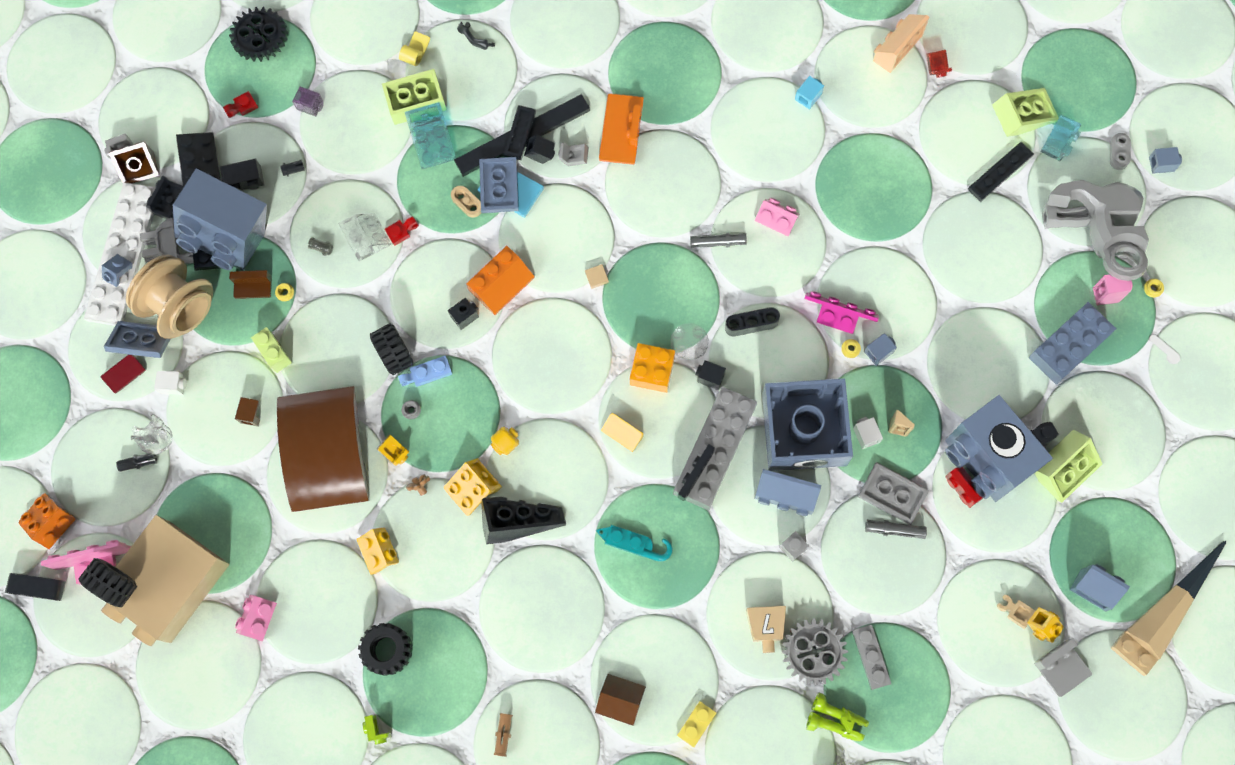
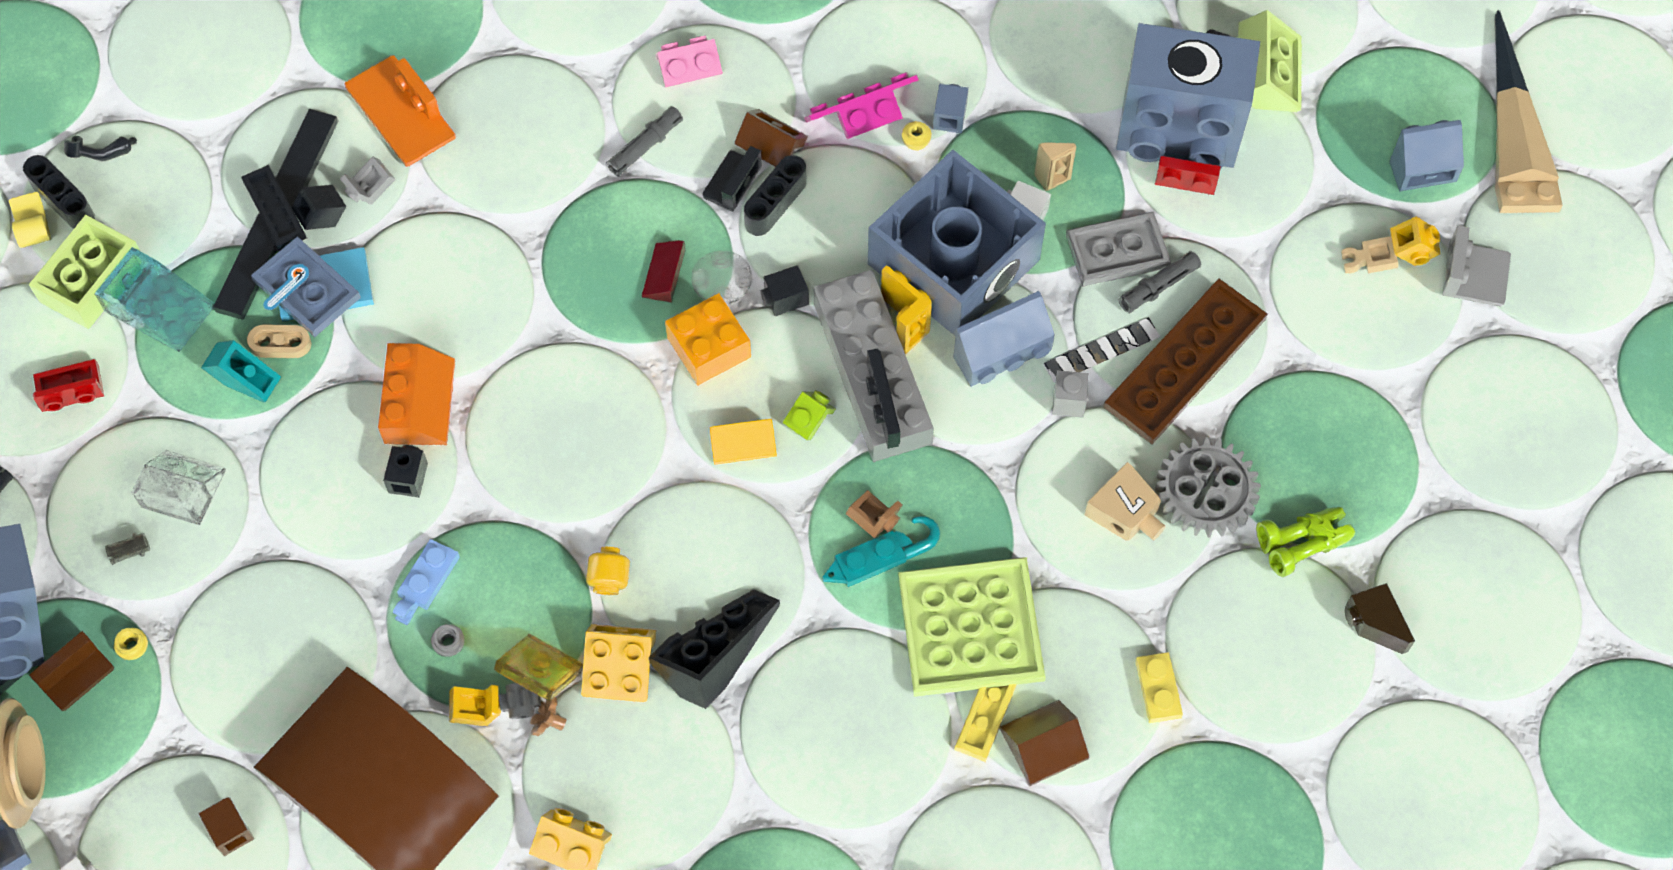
camera: 50 degrees left, 10 degrees down
(271, 350) = (183, 724): yellowish green brick -> none
(361, 145) = (68, 385): none -> red bracket
(391, 349) = (354, 582): black tyre -> none
(399, 232) = (222, 447): red plate -> none
(413, 466) = (518, 701): none -> dark grey gear
(434, 459) = (539, 667): none -> clear yellow plate
(437, 38) = (52, 182): none -> black beam
(437, 202) = (241, 370): none -> teal slope
(499, 176) = (297, 275): none -> dark azure sticker
(596, 276) = (534, 297): tan tile -> none
(619, 656) = (984, 721): none -> light yellow tile
(639, 615) = (971, 626): none -> yellowish green tile
(646, 521) = (873, 514): none -> medium nougat bracket
(665, 445) = (808, 413): none -> lime bracket
(666, 315) = (664, 271): none -> dark red slope
(742, 295) = (733, 178): none -> black panel
(749, 444) = (912, 307): none -> yellow bracket
(779, 288) = (769, 135): none -> reddish brown panel
(834, 537) = (1103, 348): none -> sticker
(868, 580) = (1185, 361): none -> reddish brown plate
(871, 657) = (1272, 440): light grey plate -> none

